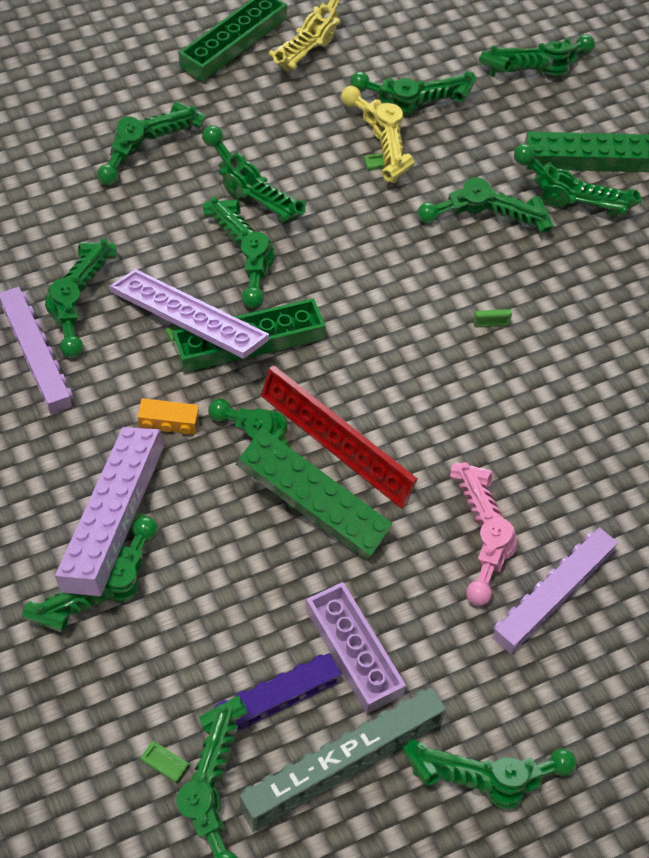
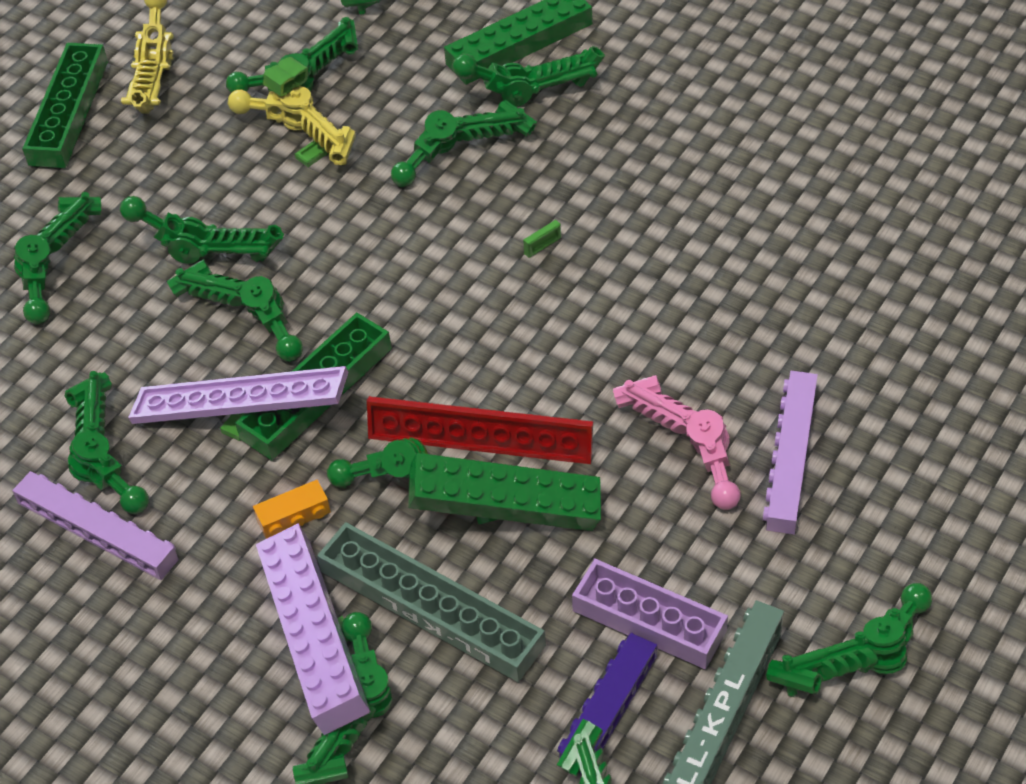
camera: 25 degrees left, 5 degrees down
(211, 543) = (432, 601): none -> sand green brick
(390, 93) = (285, 76): none -> bright green brick

